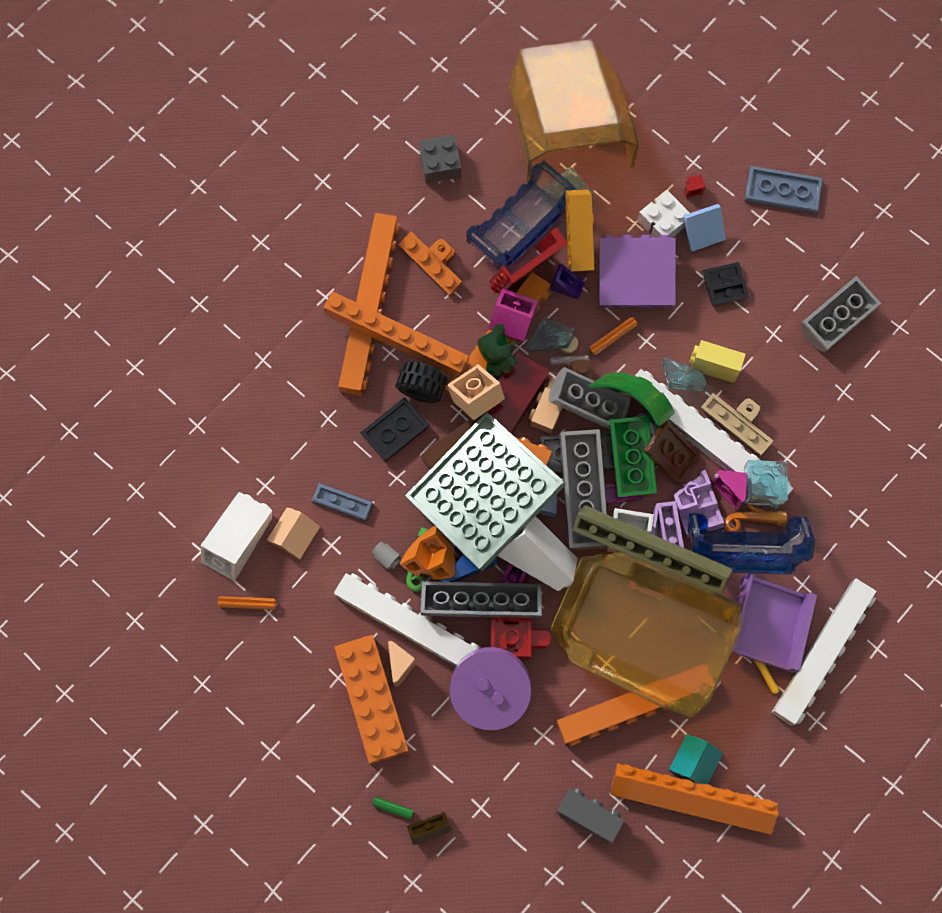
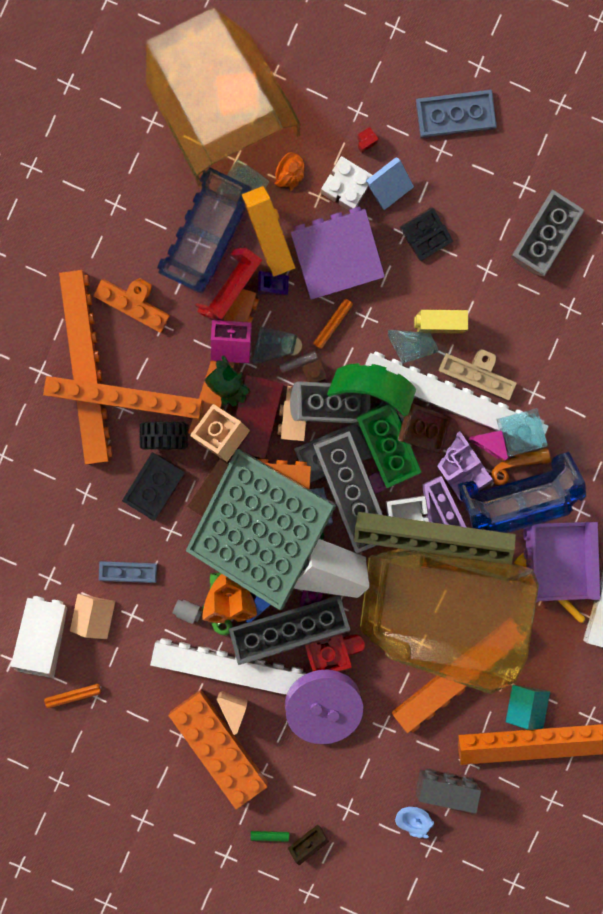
camera: 15 degrees left, 15 degrees up
(440, 159) = (104, 192): dark grey brick -> none
(545, 840) = (414, 821): none -> light blue hat
(614, 192) = (290, 171): none -> orange hat

